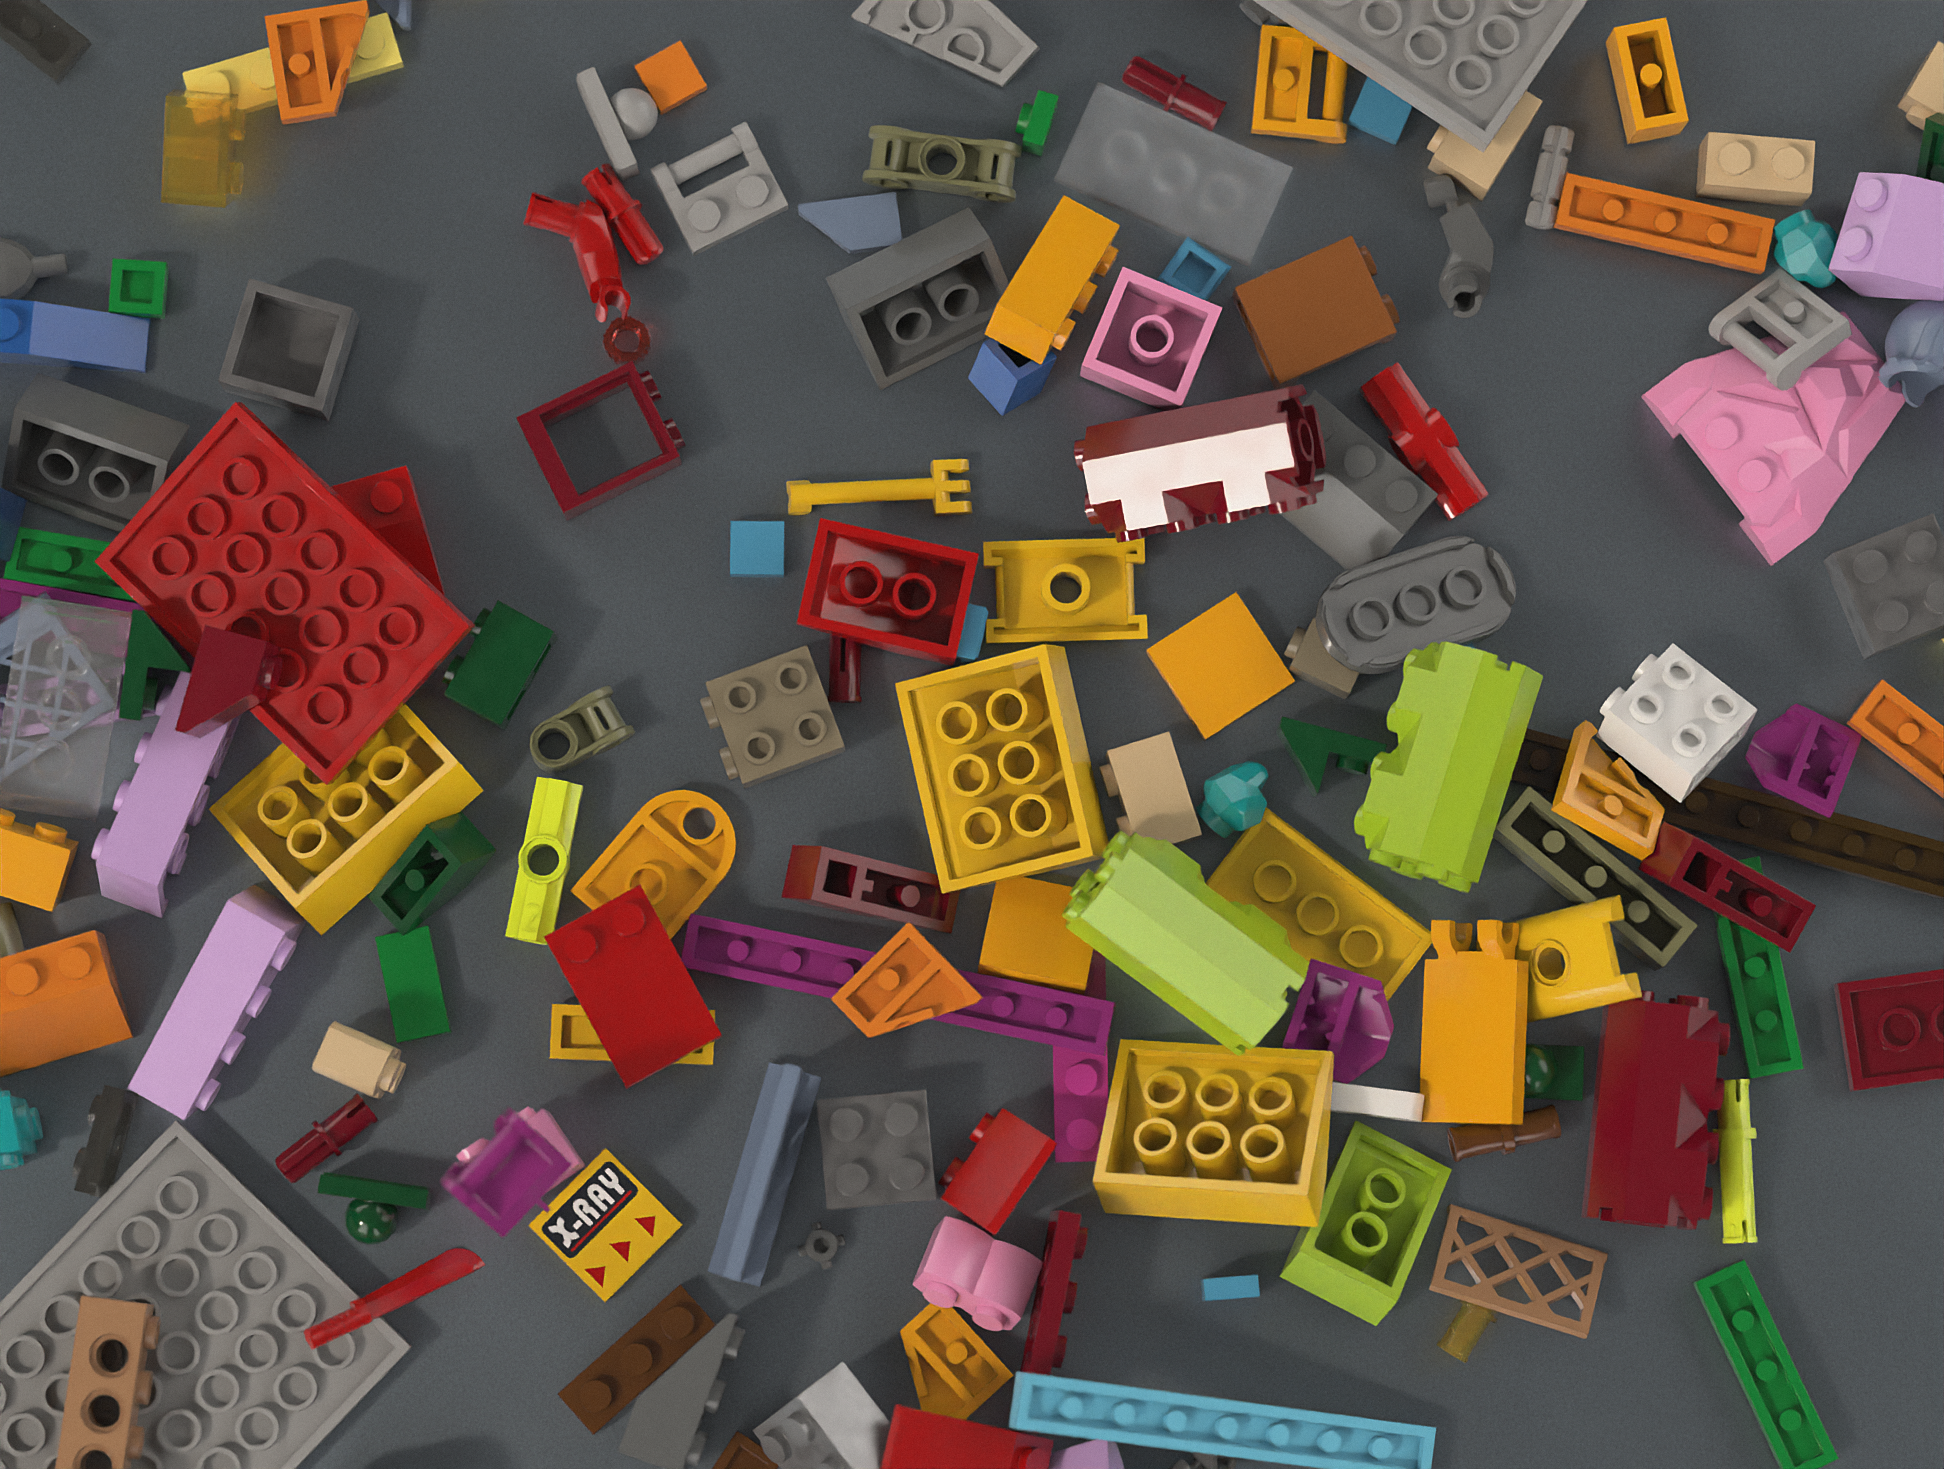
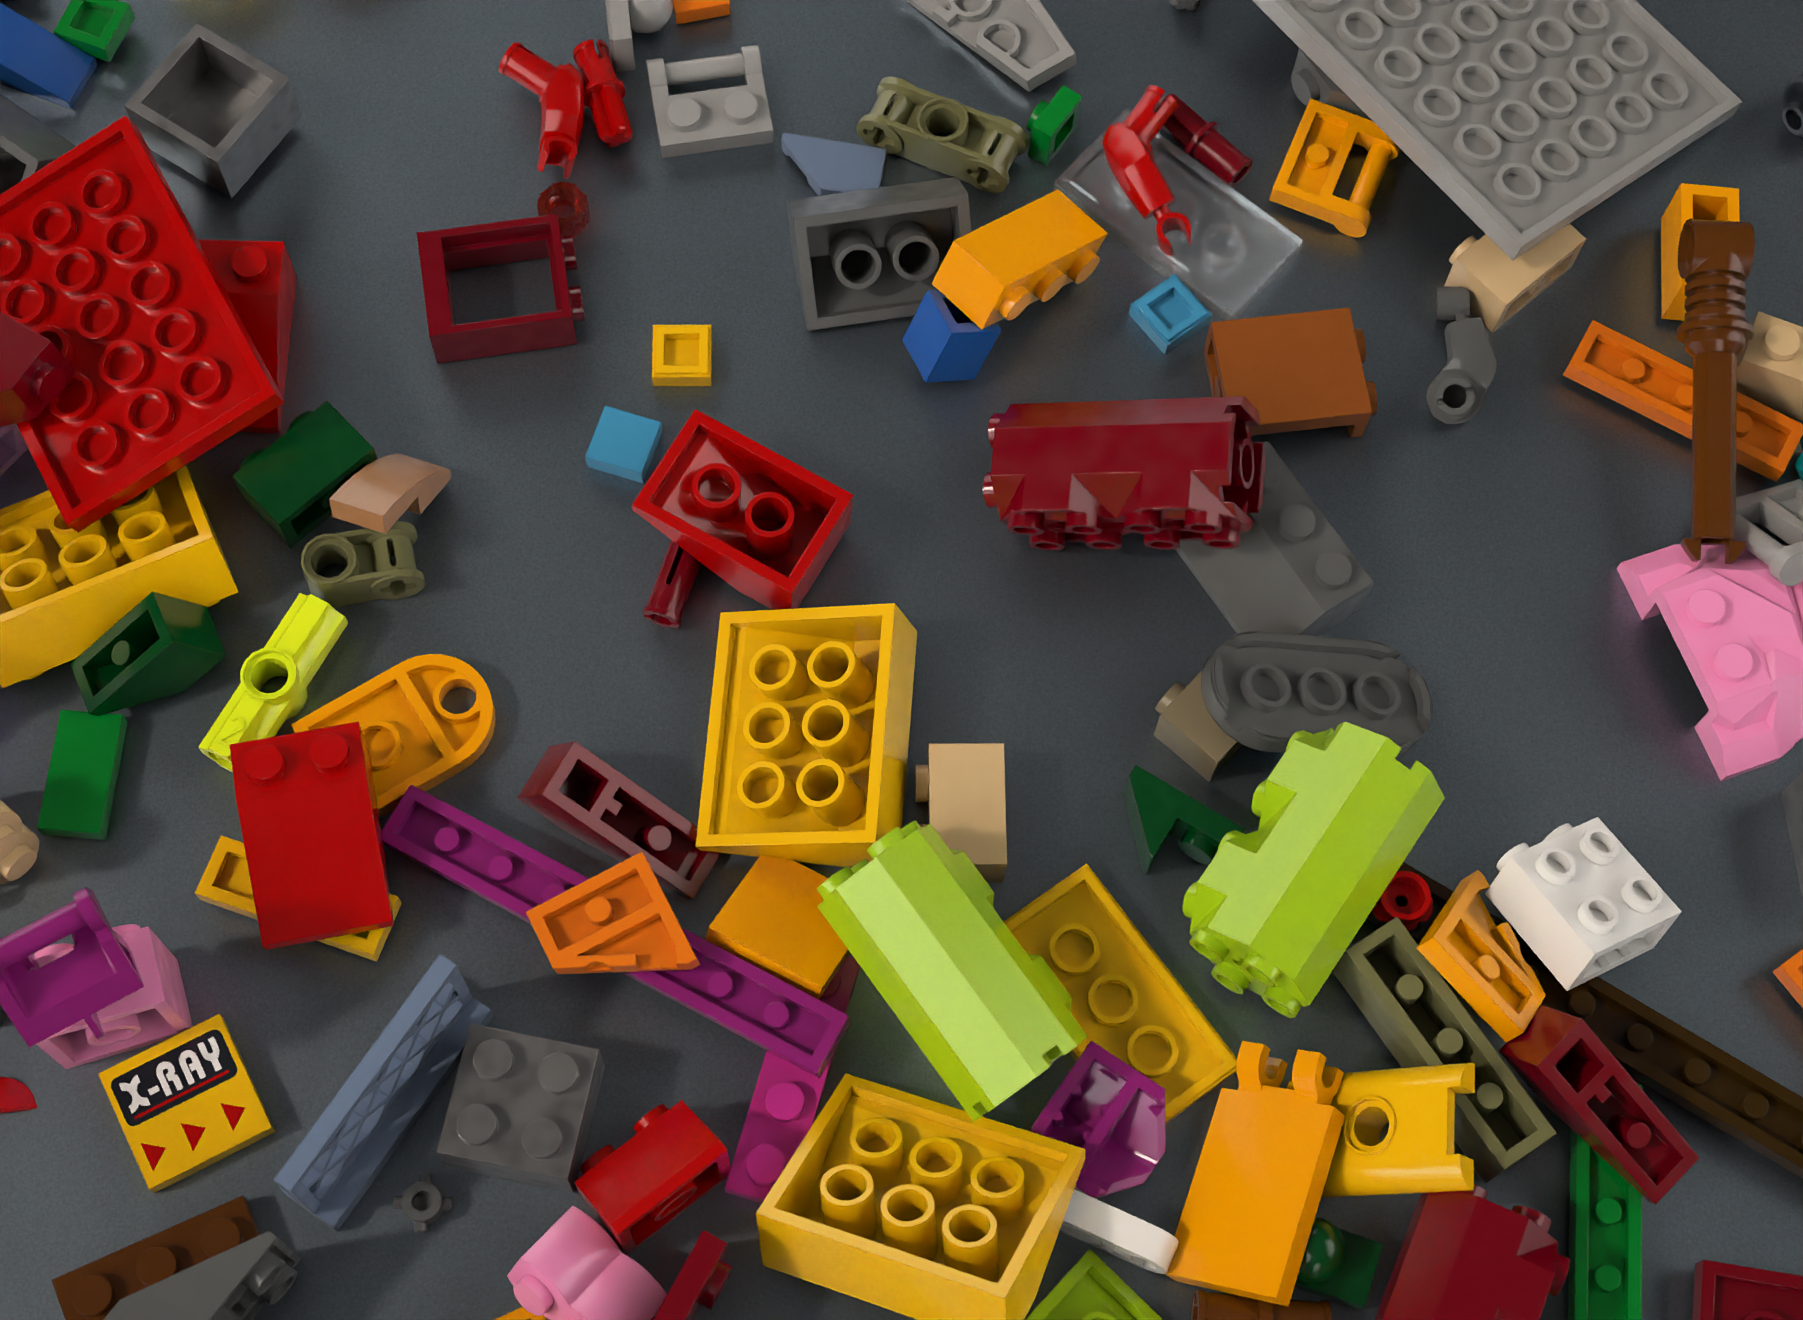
camera: 20 degrees right, 15 degrees down
(579, 663) = (387, 489): none -> medium nougat slope
(772, 718) = (574, 607): dark tan brick -> none
(779, 448) = (682, 355): none -> yellow tile
(805, 494) = (835, 438): yellow hinge -> none
(972, 634) = (822, 581): dark azure tile -> none
(1032, 614) = (966, 604): yellow piece -> none
(1123, 147) = (1134, 167): none -> red arm
(1150, 341) = (1105, 344): bright pink brick -> none
(1220, 666) = (1081, 704): light orange tile -> none
(1234, 798) = (1056, 842): teal rock -> none
(1379, 112) = (1411, 215): dark azure tile -> none
(1423, 441) = (1373, 535): red piece -> none
(1544, 767) = (1418, 899): none -> red plate
(1549, 177) = (1571, 325): light grey axle -> none
(1658, 108) = (1715, 263): none -> reddish brown piece
(1804, 757) = (1718, 991): magenta slope -> none

